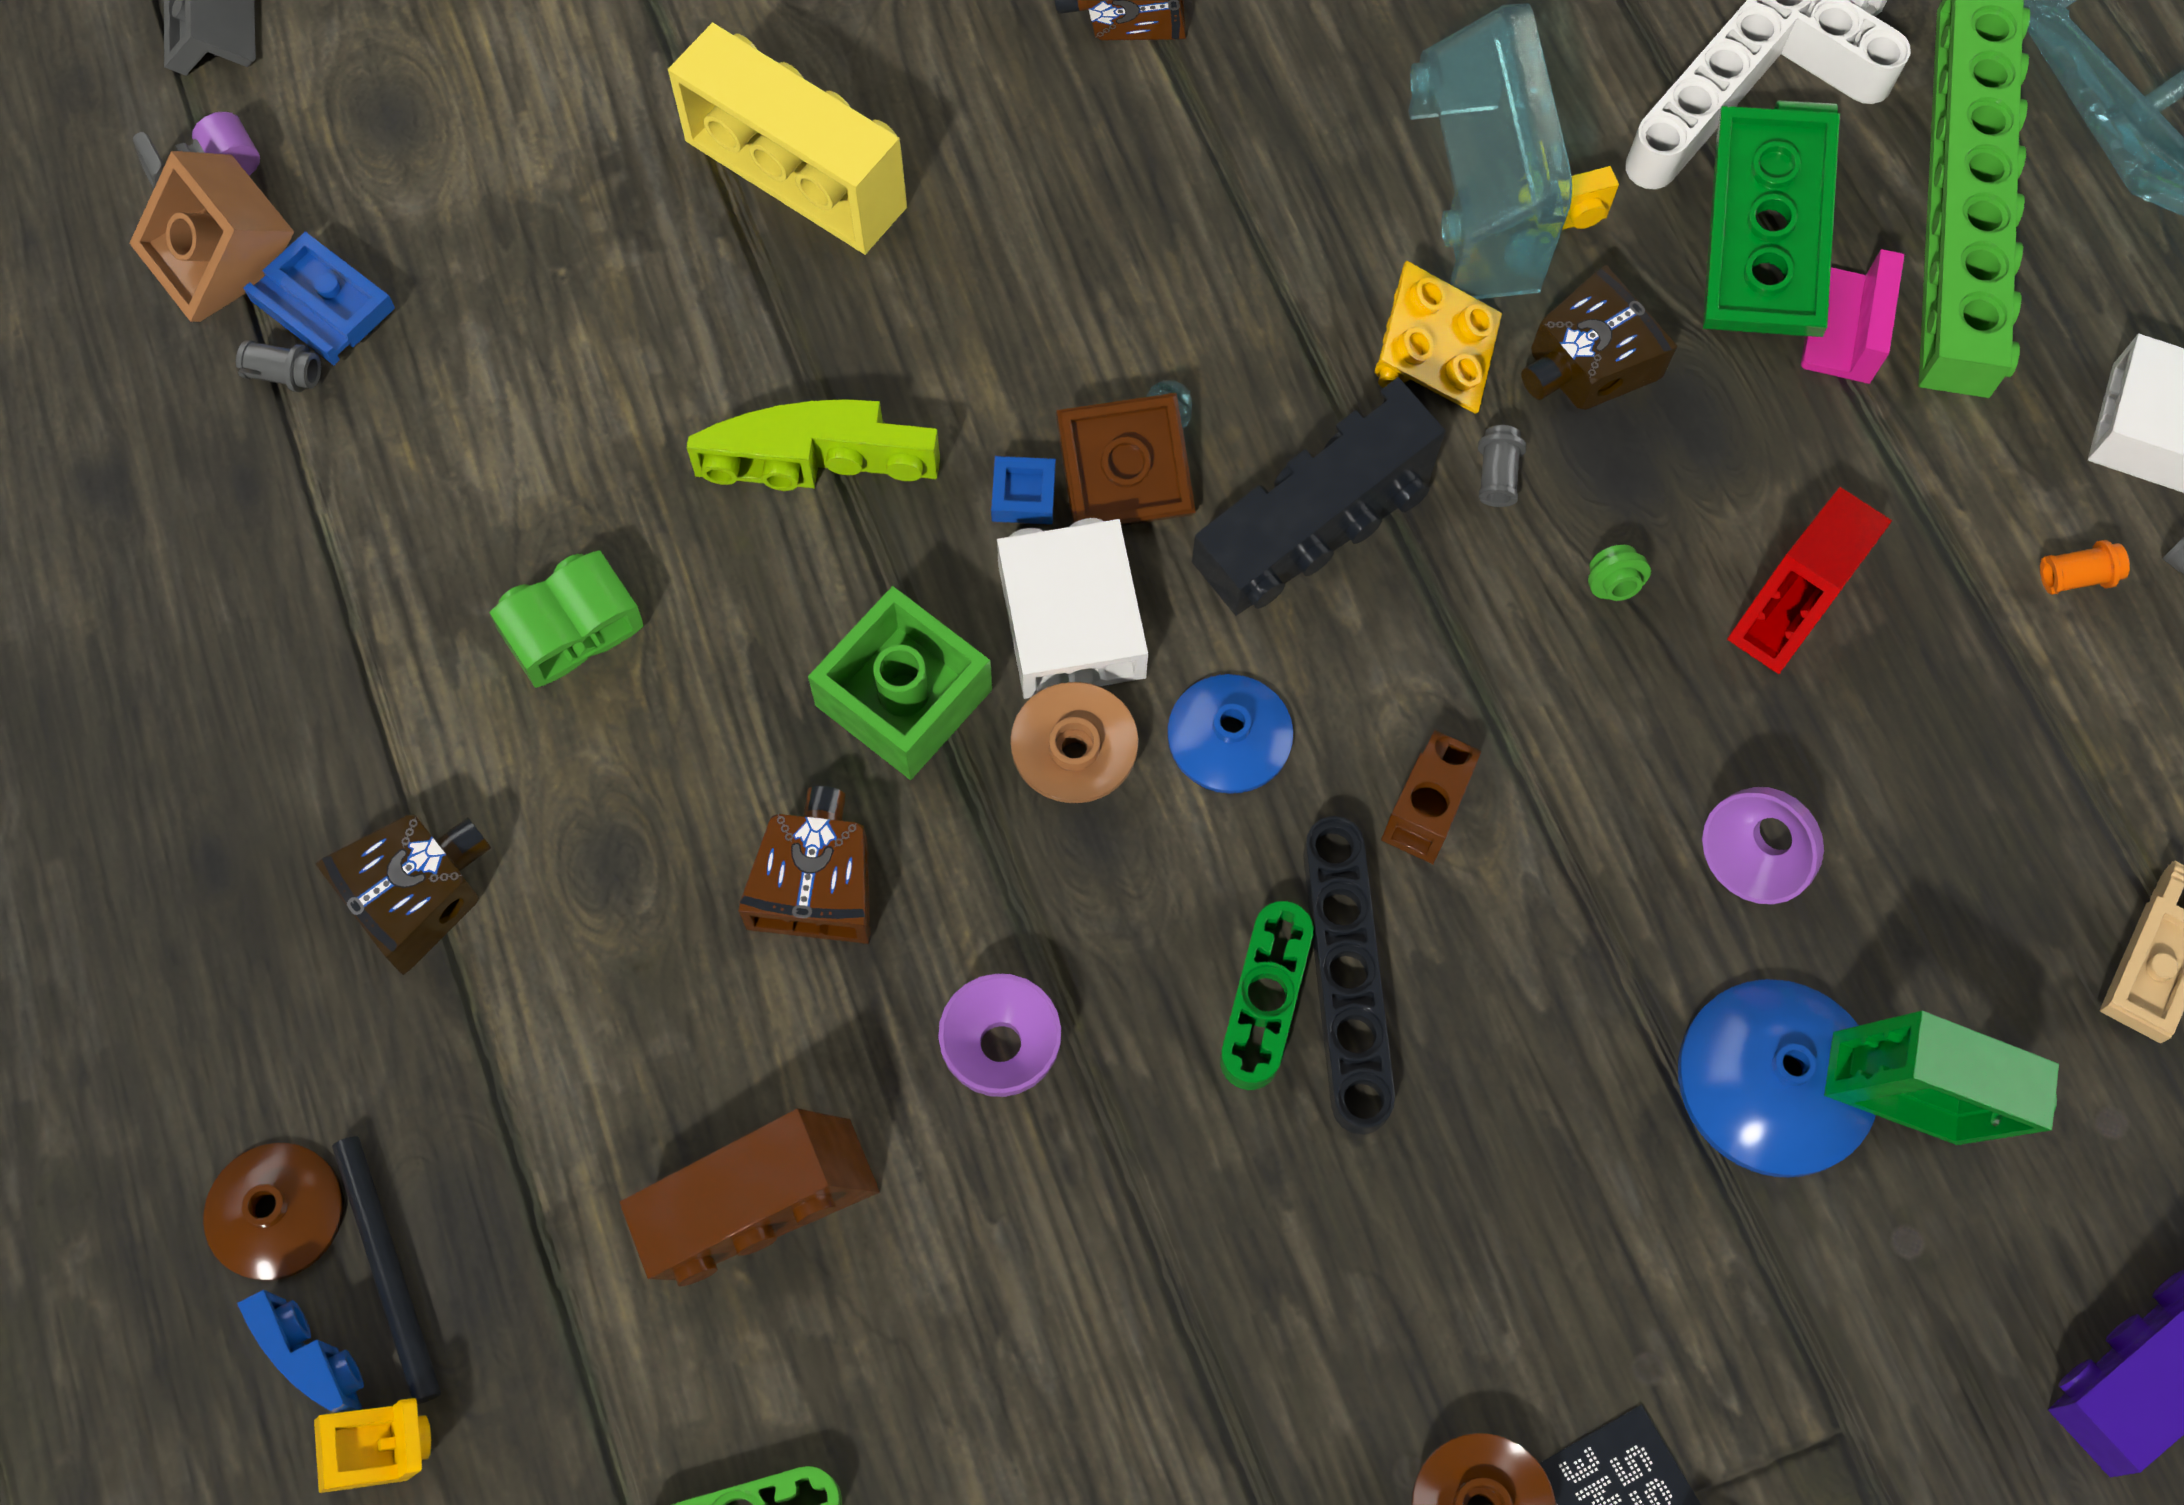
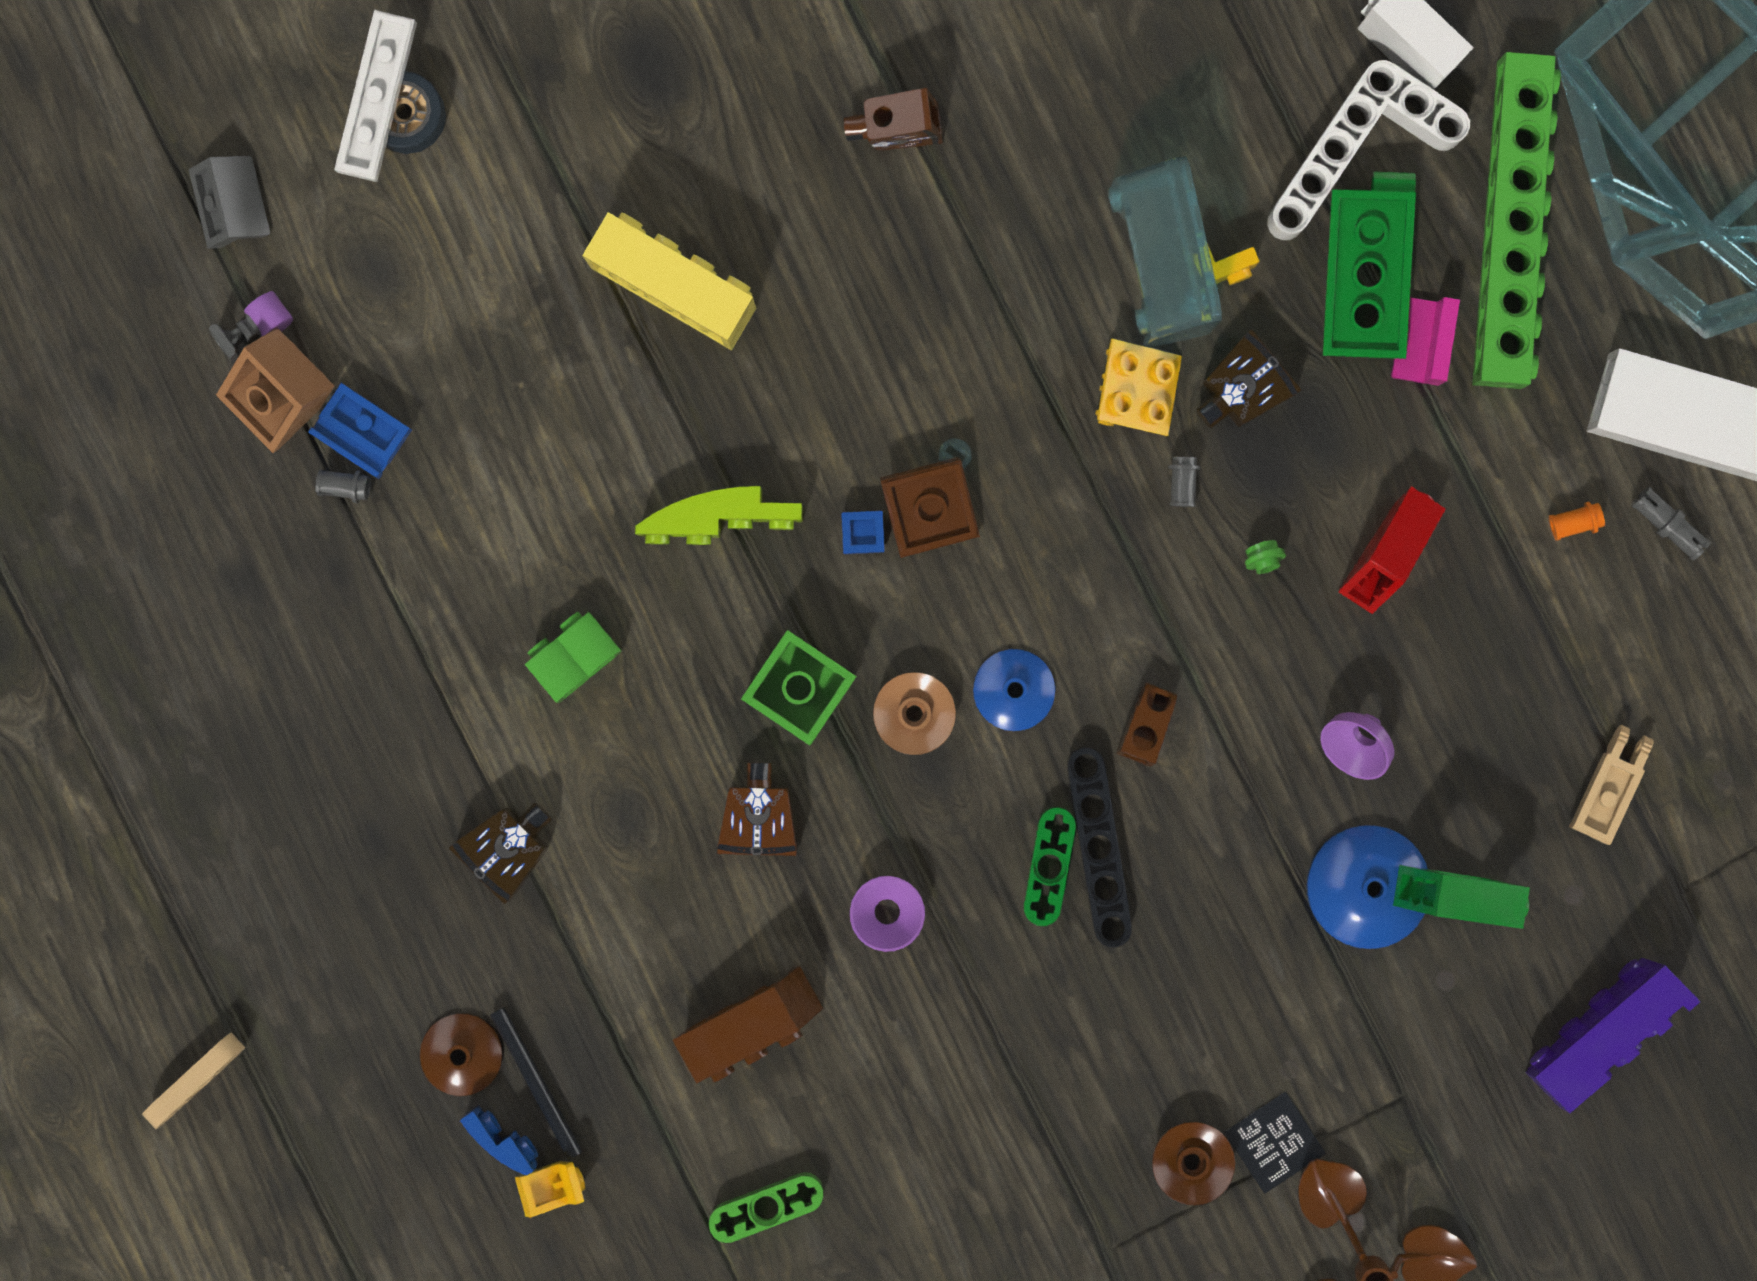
camera: 10 degrees left, 20 degrees up
(1072, 606) = (903, 616): white brick -> none
(1321, 502) = (1061, 530): black wedge -> none

